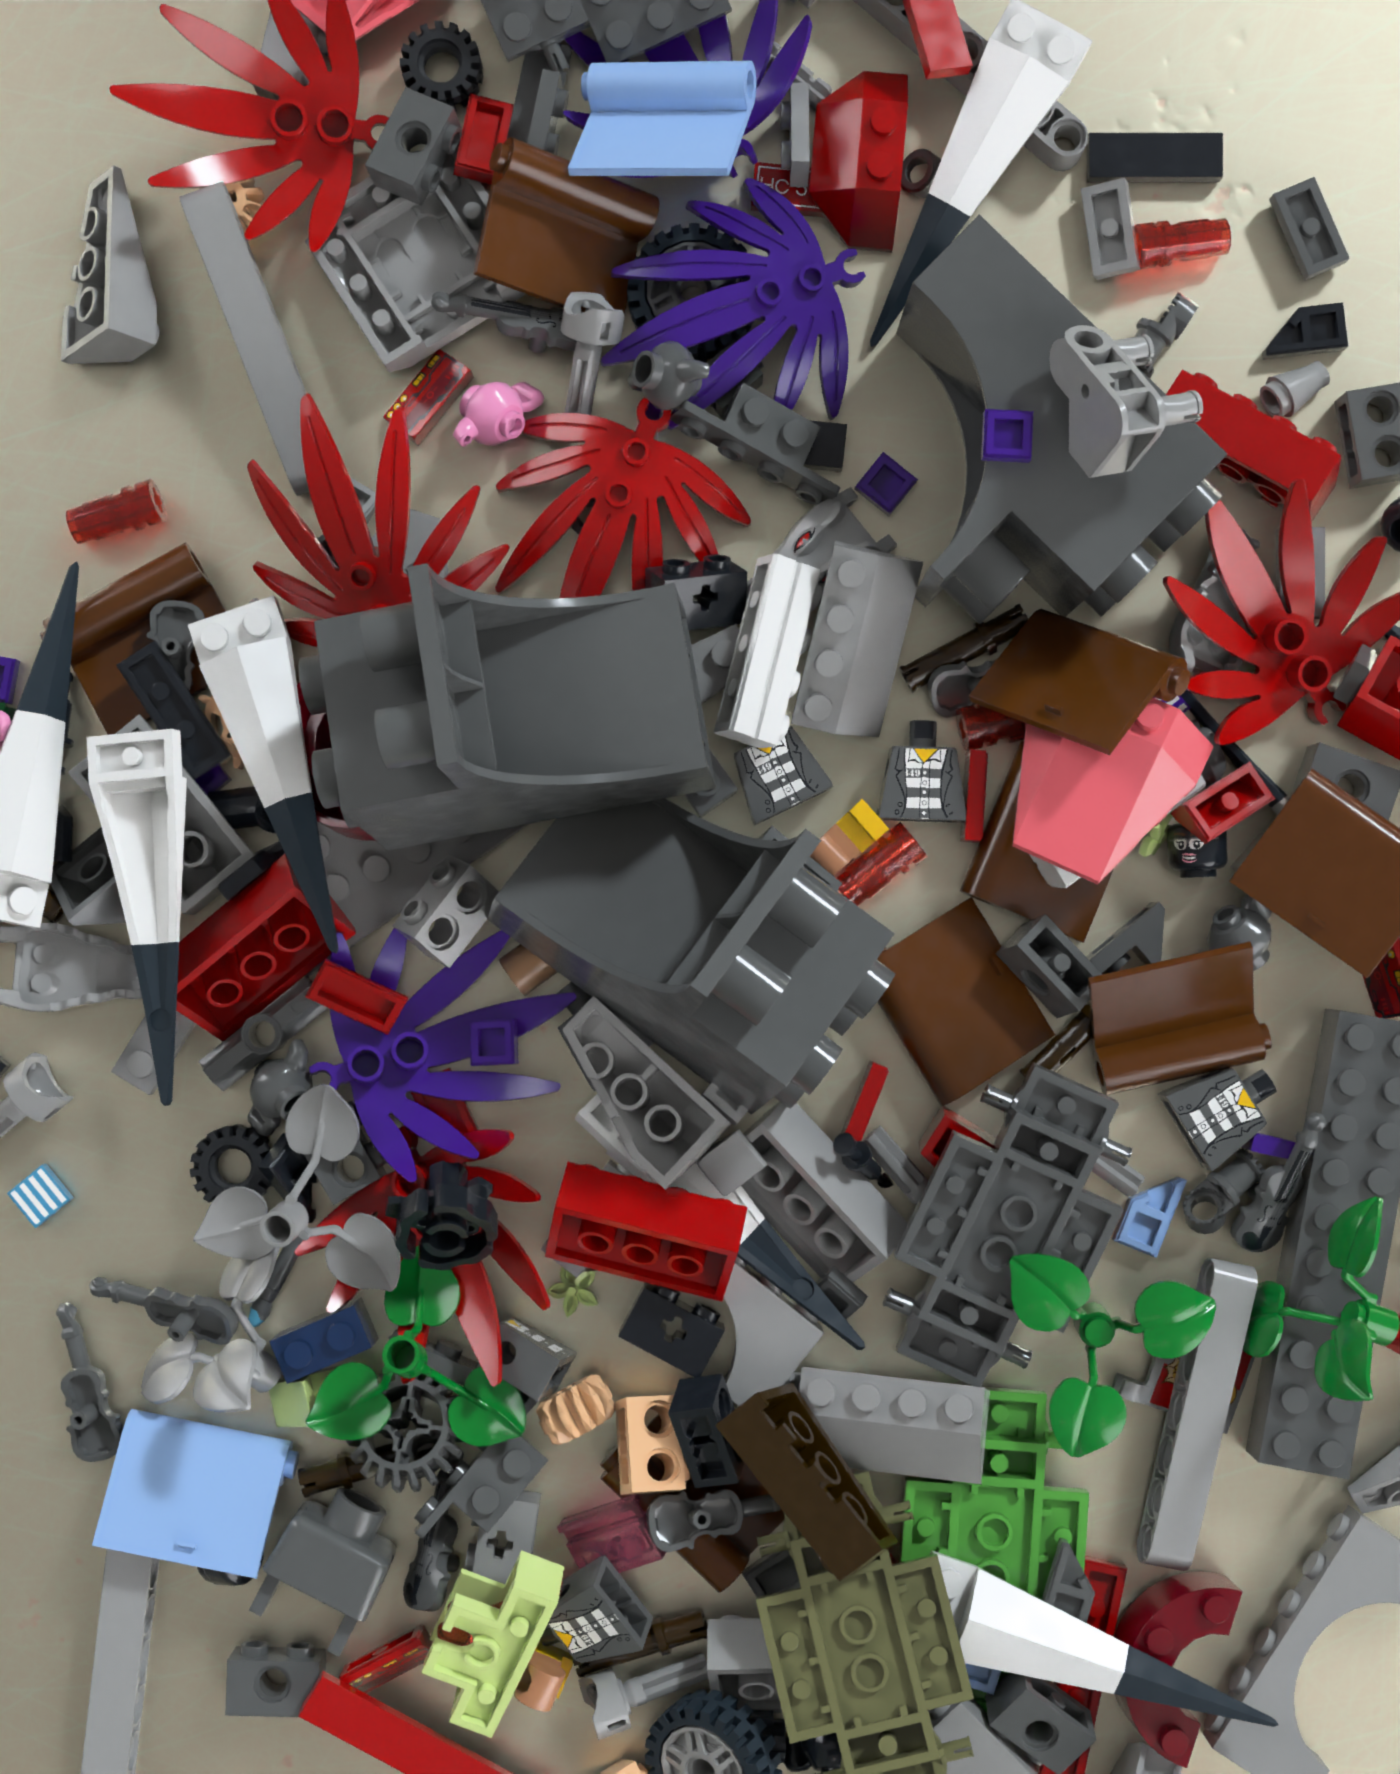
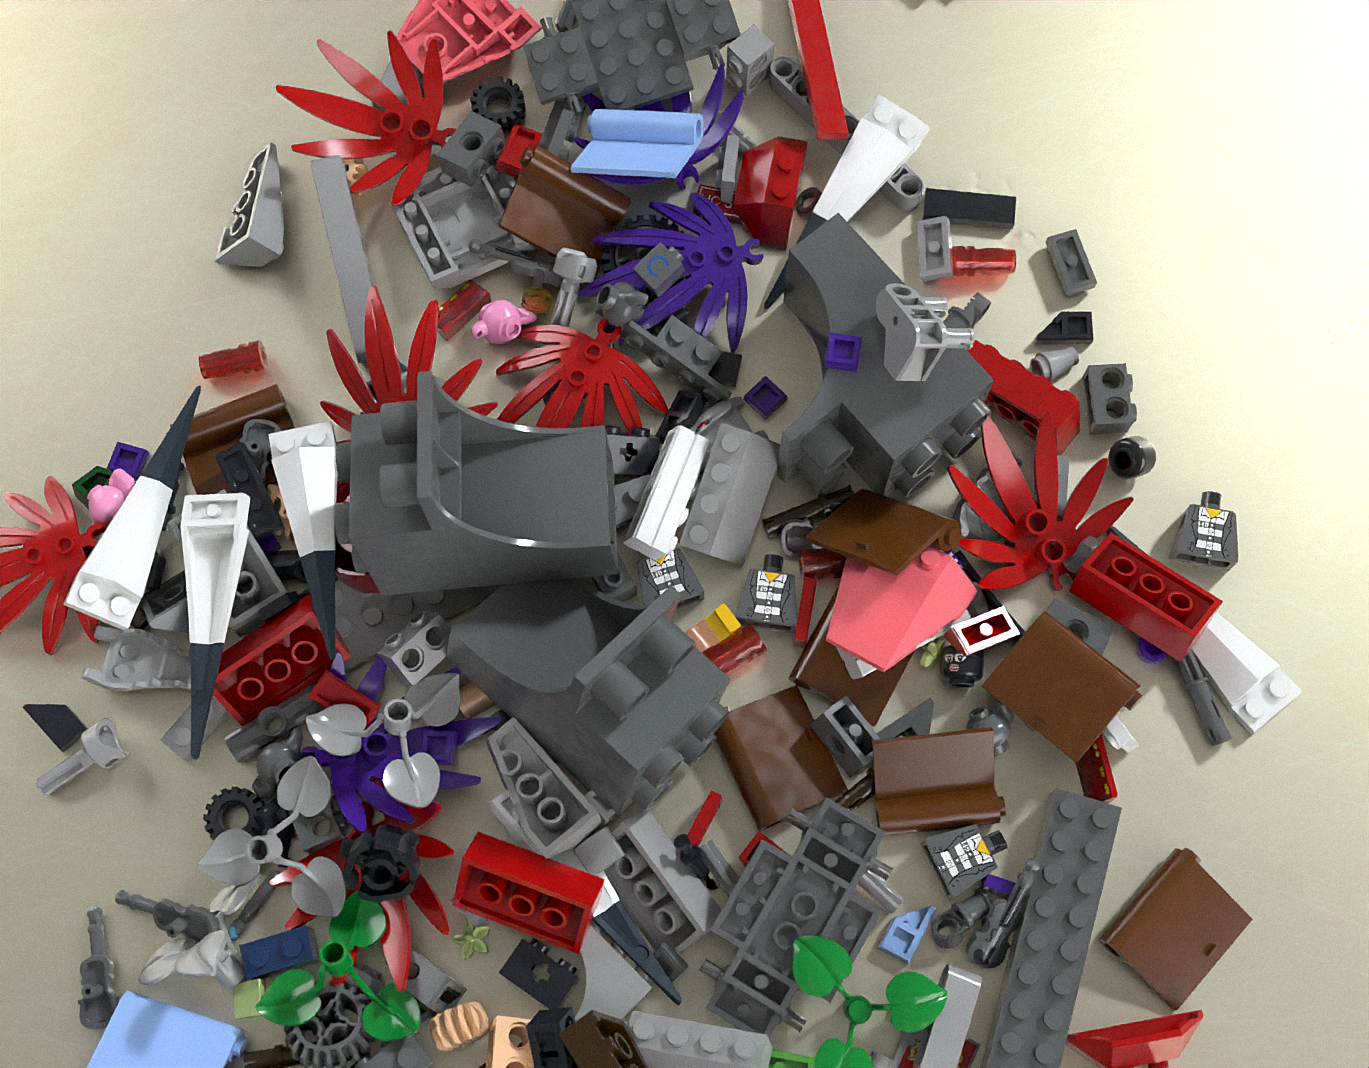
camera: 10 degrees right, 15 degrees down
(40, 1195) = (92, 825): dark azure tile -> none
(469, 1100) = (409, 779): none -> light grey plant
(540, 372) = (536, 300): none -> clear yellow tile
(721, 317) = (660, 268): none -> dark grey brick
(770, 525) = (683, 411): none -> black tile
(1346, 1358) = (1034, 1033): green plant -> none

